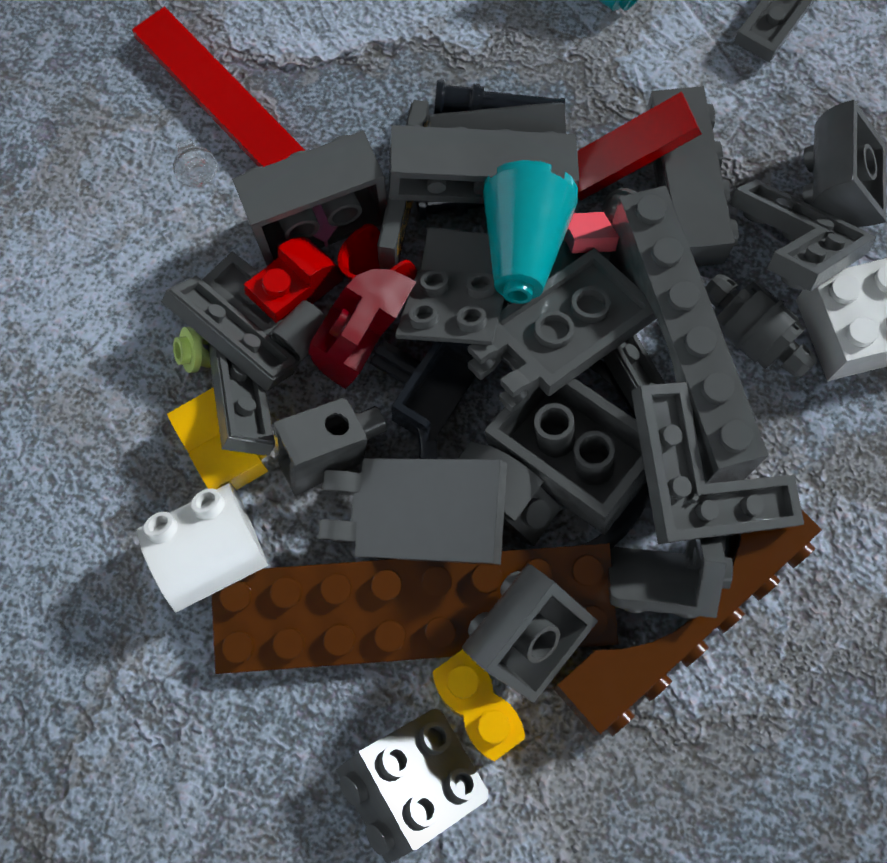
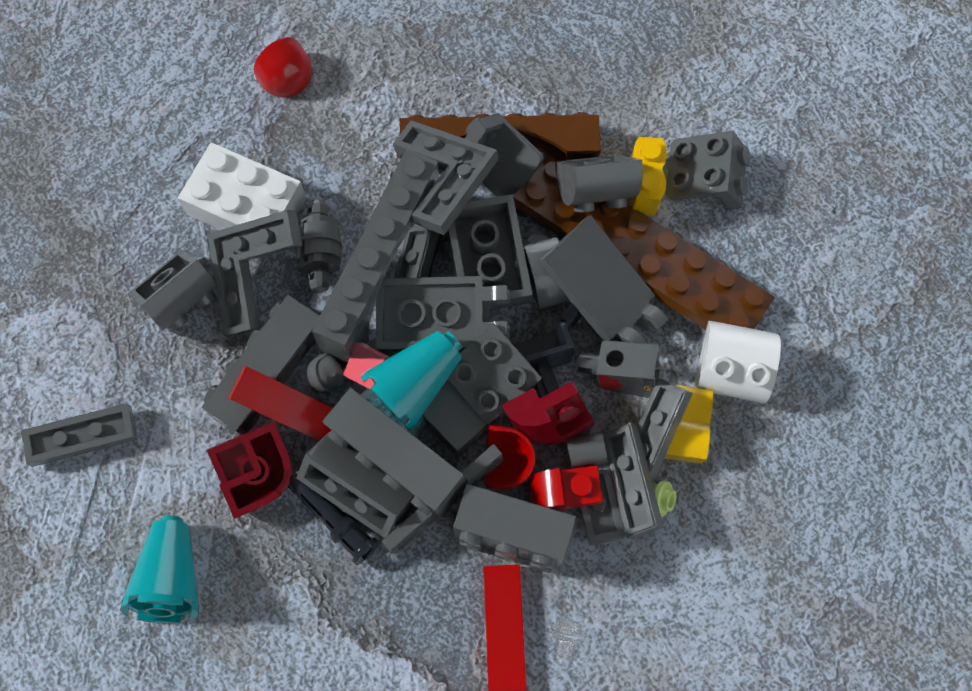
camera: 145 degrees left, 0 degrees up
(604, 78) = (252, 468): none -> dark red brick

